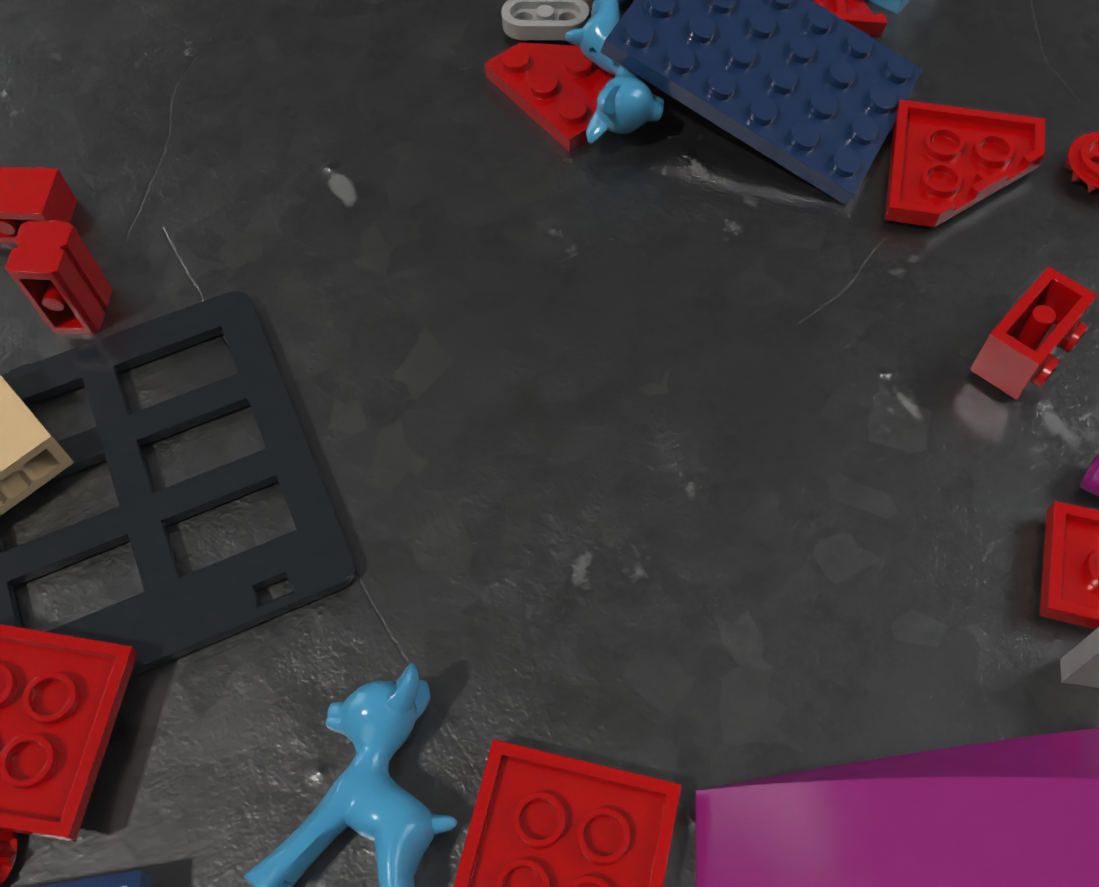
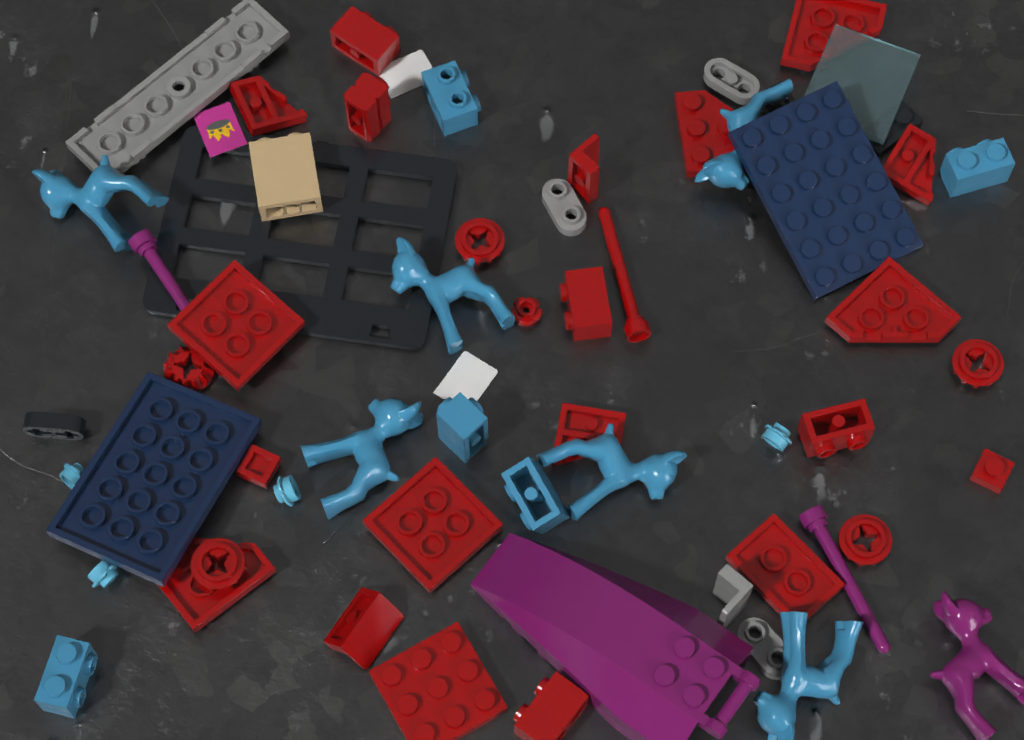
camera: 30 degrees right, 5 degrees up
(107, 218) = (405, 73): none -> white sticker
(182, 213) = (450, 97): none -> dark azure brick
(268, 466) = (440, 290): none -> dark azure animal
(330, 361) = (476, 229): none -> red gear
(431, 267) = (562, 205): none -> light grey plate
(438, 197) = (584, 169): none -> red panel
(457, 588) = (466, 376): none -> white sticker
(482, 442) = (529, 318): none -> red plate
(506, 658) = (462, 426): none -> dark azure brick
(562, 368) = (587, 304): none -> red brick
(652, 361) = (636, 327): none -> red piece
(696, 552) = (585, 424): none -> red wing
(702, 703) = (535, 496): none -> dark azure brick
(846, 545) = (618, 472): none -> dark azure animal
(960, 393) = (777, 436): none -> medium azure plate

